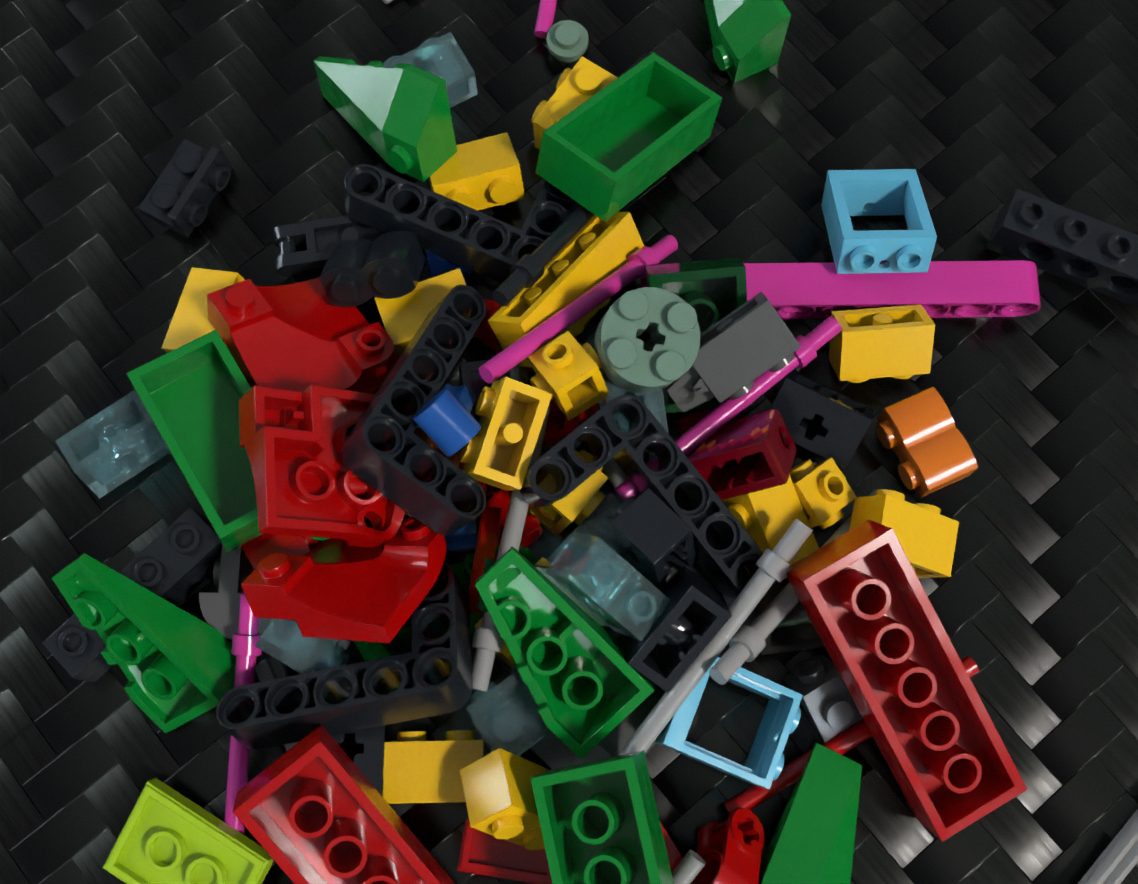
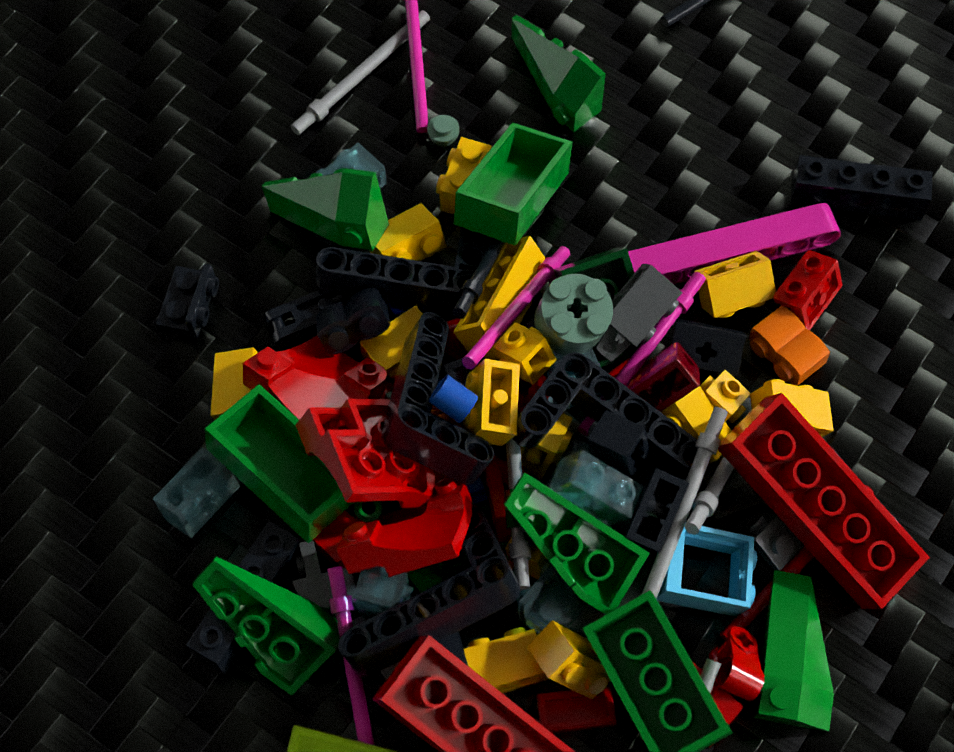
camera: 15 degrees left, 10 degrees down
(877, 194) = (703, 183): medium azure window -> none
(977, 371) = (810, 287): none -> red bracket

